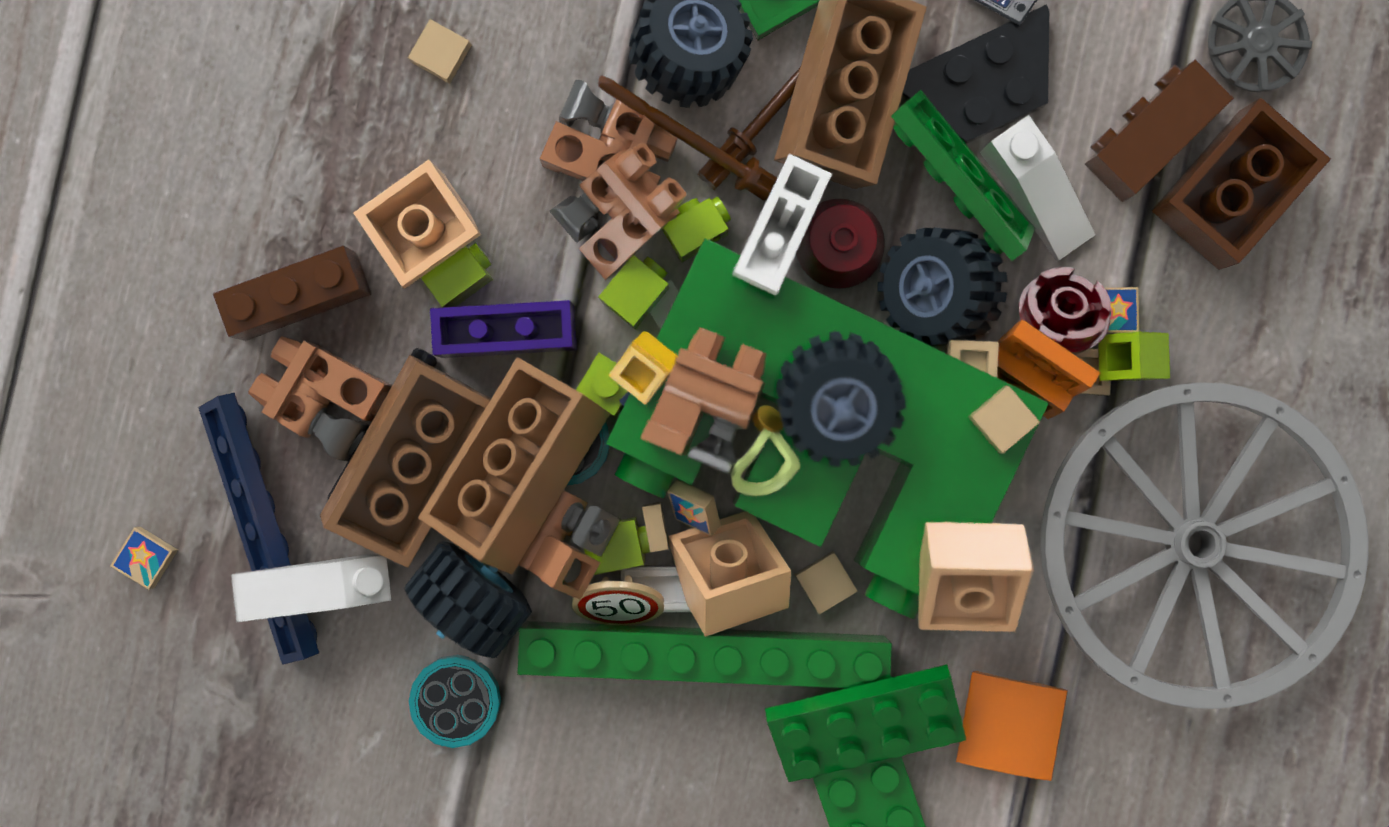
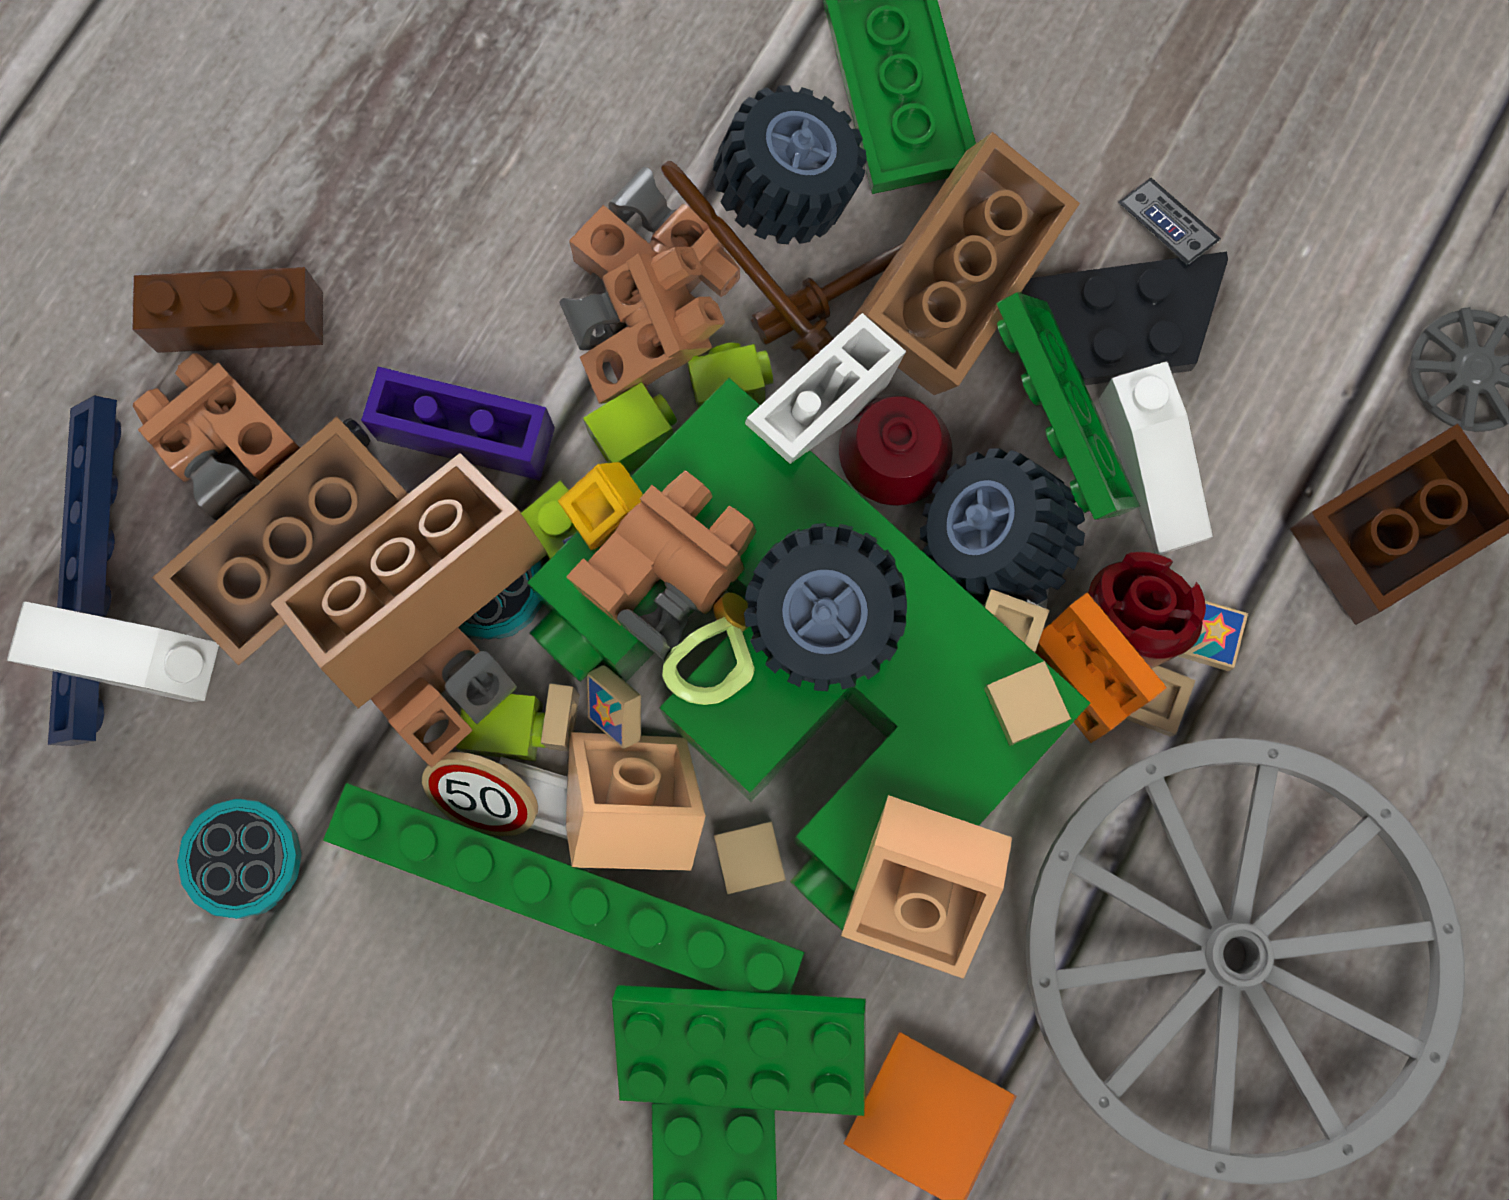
camera: 20 degrees right, 10 degrees down
(417, 223) = (400, 266): light nougat slope -> none
(439, 51) = (500, 98): tan tile -> none
(459, 276) = (428, 342): lime brick -> none
(467, 600) = (296, 727): black wheel -> none
(1134, 356) = (1218, 692): lime brick -> none
(1157, 129) = (1321, 431): reddish brown brick -> none

